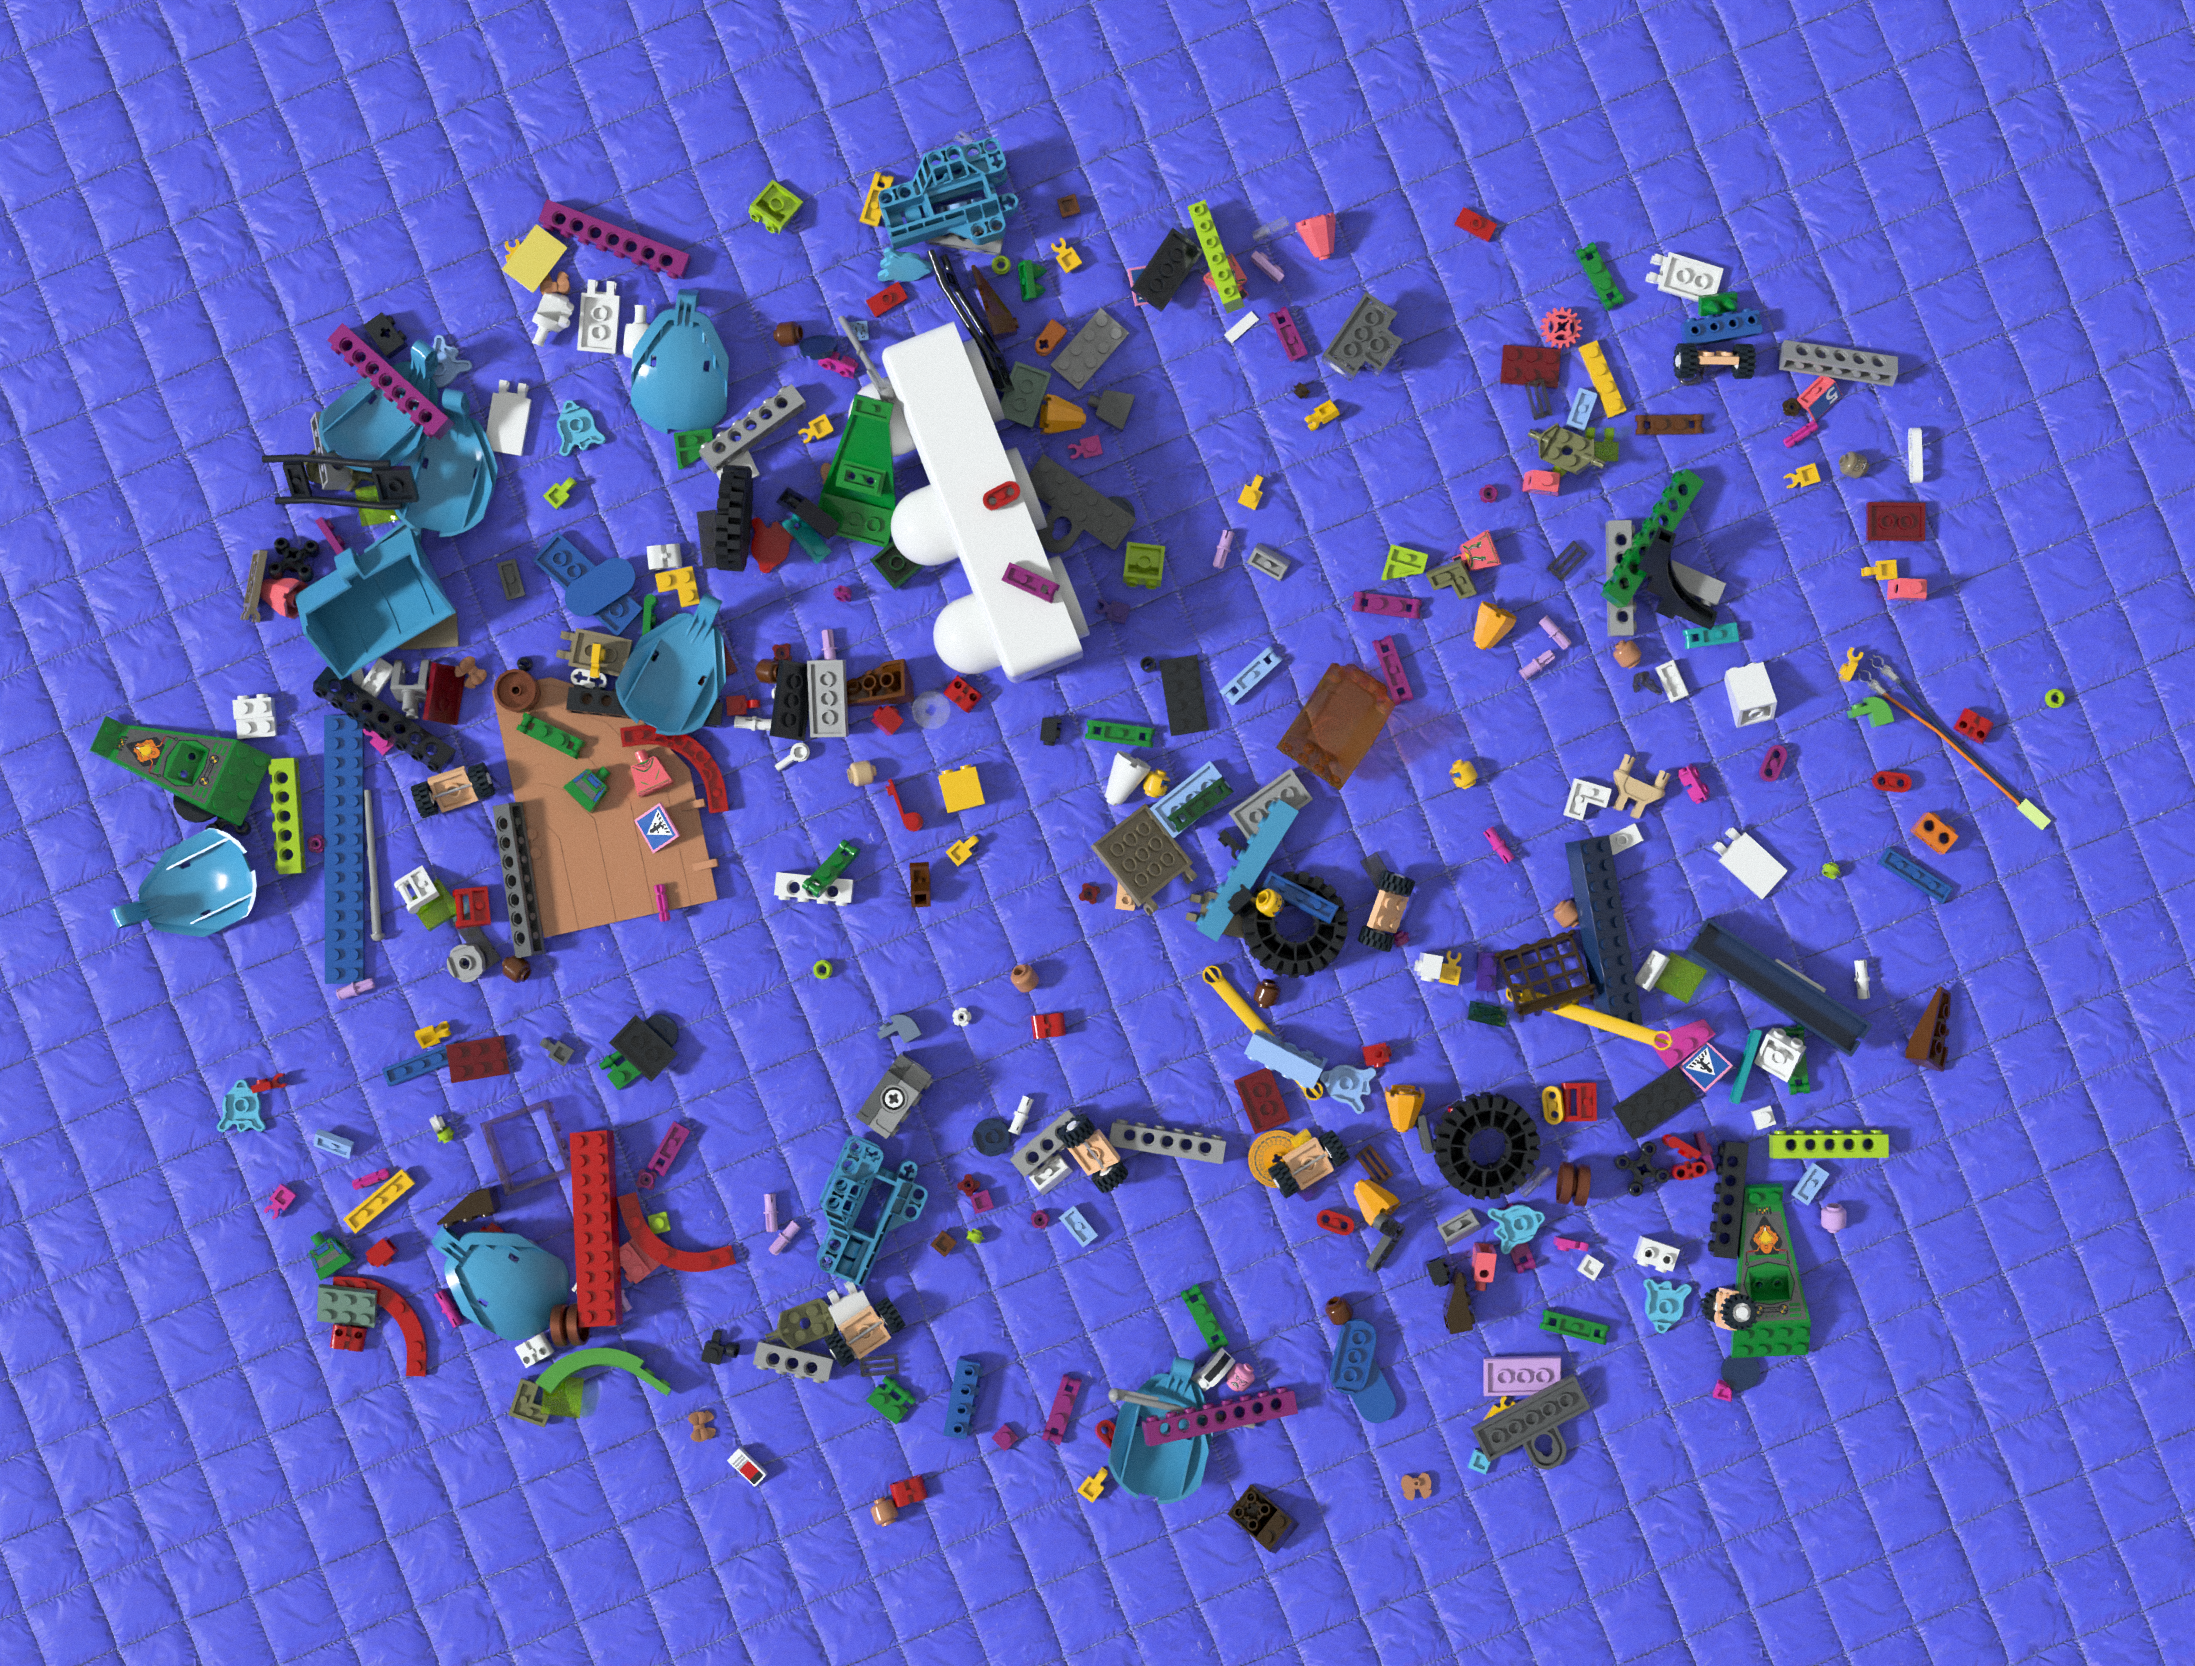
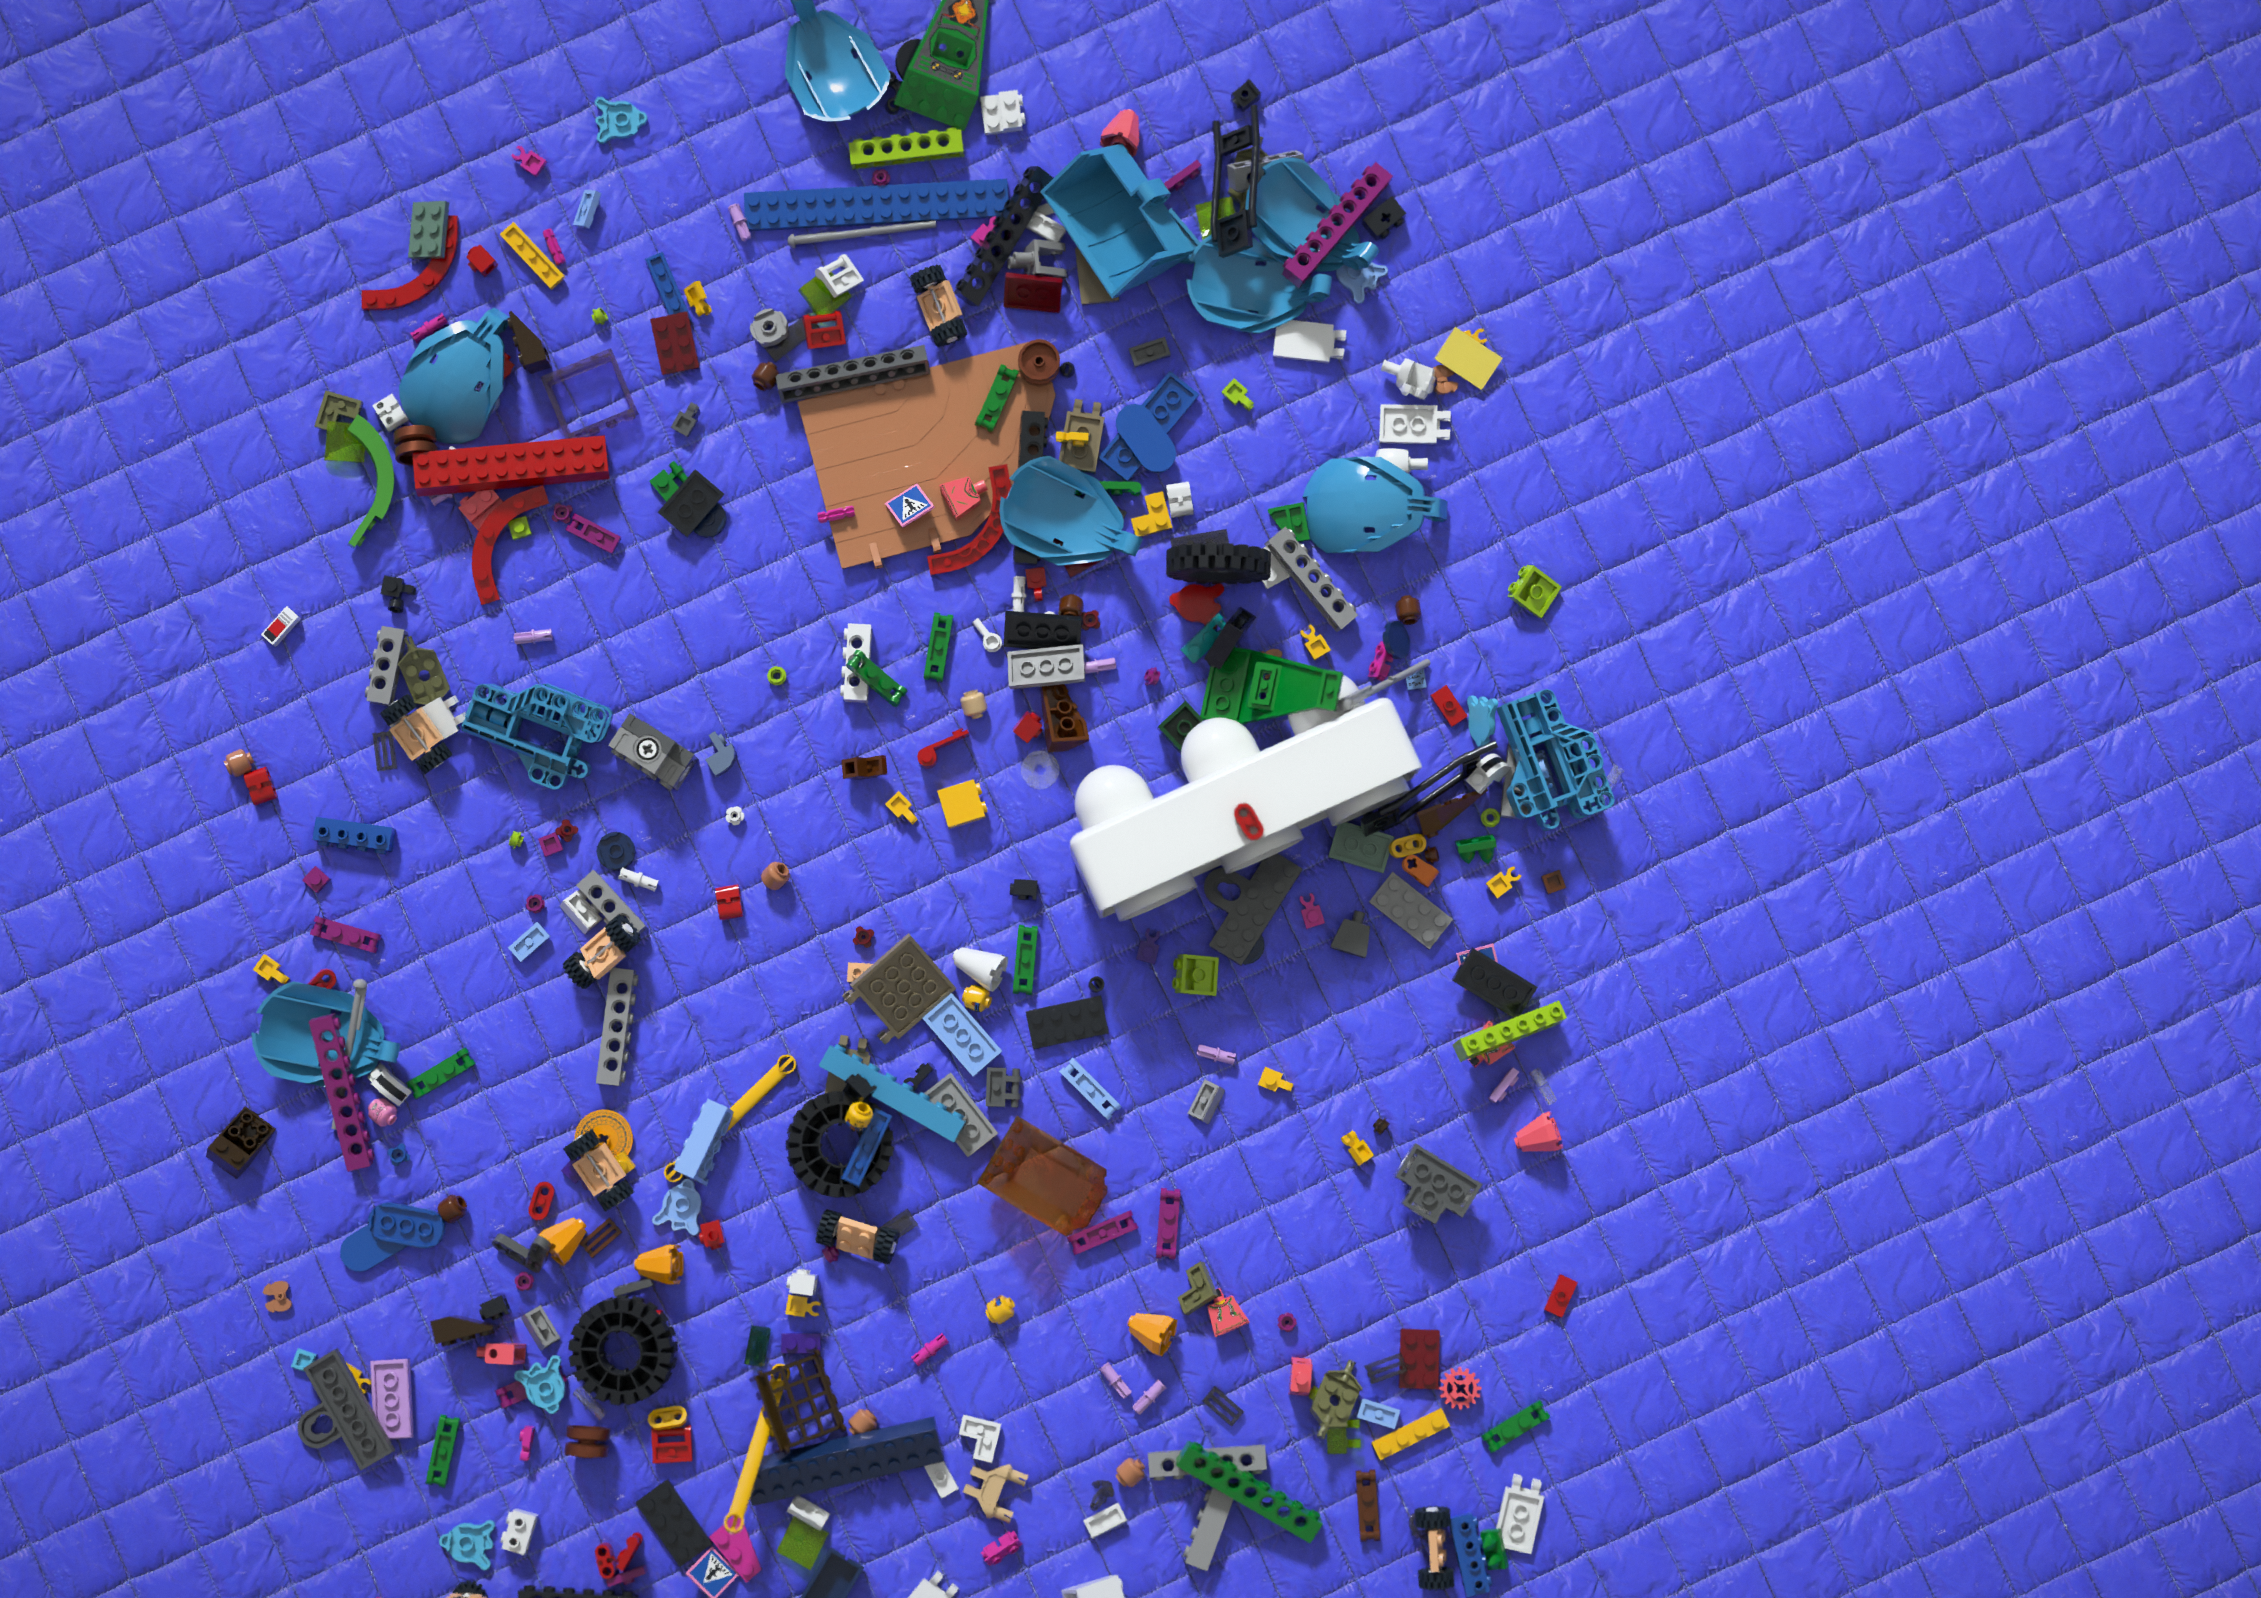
camera: 85 degrees right, 5 degrees down
(247, 461) = (1245, 102): none -> black brick
(254, 586) = (1129, 104): dark tan tile -> none
(263, 1084) = (642, 139): red plate -> none
(293, 559) = (1158, 141): black gear -> none
(328, 1255) = (477, 210): green torso -> none
(348, 1337) = (397, 232): red piece -> none
(437, 1123) = (610, 307): white plate -> none
(476, 675) = (1053, 322): nougat piece -> none
(553, 210) = (1516, 373): magenta brick -> none
(577, 428) = (1303, 408): medium azure tile -> none
(588, 683) = (1050, 431): white beam -> none
(589, 788) = (946, 437): green torso -> none
(701, 1432) = (313, 578): nougat piece -> none
(784, 1238) = (508, 651): lavender axle -> none
(801, 806) = (938, 647): none -> green plate
(871, 212) = (1533, 684): yellow plate -> none
(889, 1405) = (347, 760): green plate -> none
(943, 1243) = (508, 808): reddish brown plate -> none
(954, 261) = (1488, 769): none -> white brick
(963, 694) = (1057, 801): red piece -> none
(1025, 349) = (1406, 845): none -> yellow plate
(1029, 582) = (1163, 854): magenta plate -> none
(1035, 324) = (1432, 854): none -> reddish brown plate
(1059, 416) = (1341, 883): light orange cone -> none
(1200, 804) = (957, 1043): dark green plate -> none
(1242, 326) = (1442, 1062): white window -> none
(1245, 768) = (996, 1087): none -> dark grey plate
(1262, 1100) = (662, 1120): dark red plate -> none
(1266, 993) = (770, 1120): reddish brown head -> none
(1280, 1368) = (392, 1152): none -> blue plate
(1288, 335) = (1436, 1109): magenta plate -> none
(1403, 562) = (1212, 1238): lime wing -> none
(1413, 1247) = (519, 1281): none -> magenta plate
(1590, 1267) = (504, 1464): white plate -> none
(1644, 1161) = (597, 1511): black gear -> none
(1664, 583) = (1203, 1505): black arch -> none
(1717, 635) = (1153, 1559): teal plate -> none

